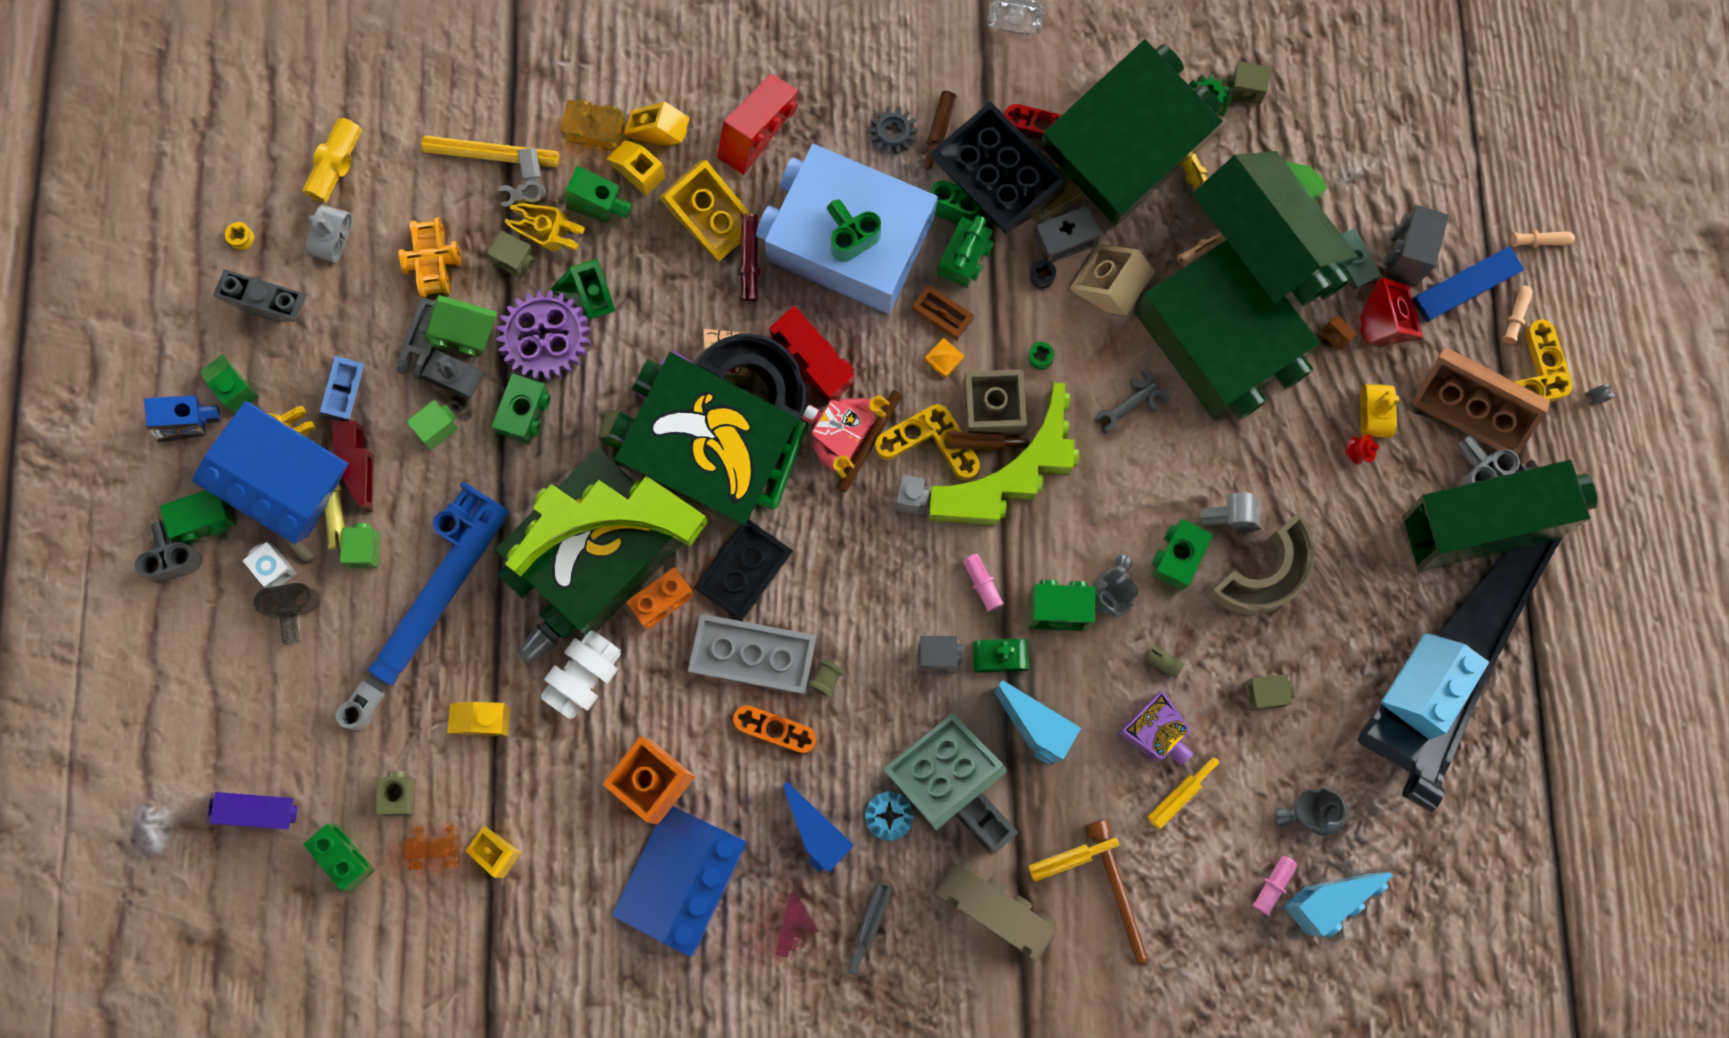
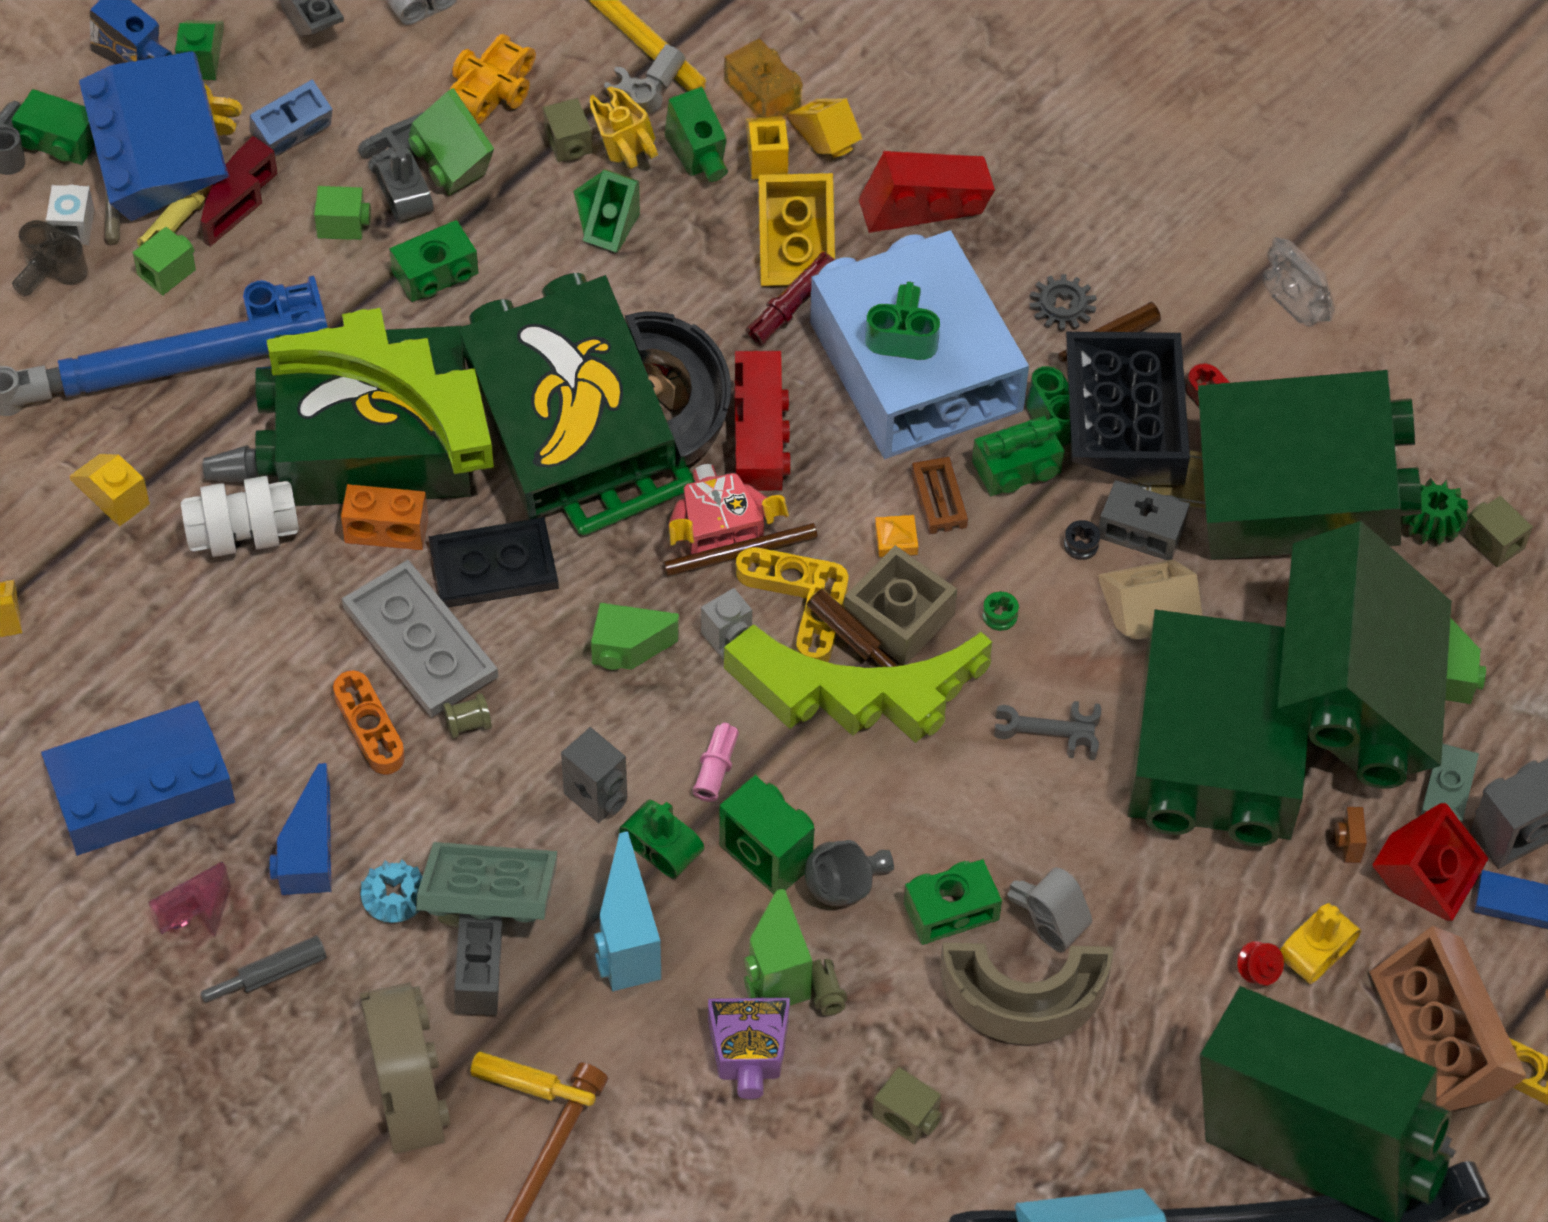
camera: 45 degrees right, 20 degrees down
(542, 311) = (523, 218): medium lavender gear -> none
(649, 780) = (201, 656): orange brick -> none
(865, 551) = (631, 635): none -> bright green slope
(1133, 672) = (778, 955): none -> bright green slope
(1180, 795) = (708, 1126): yellow axle -> none

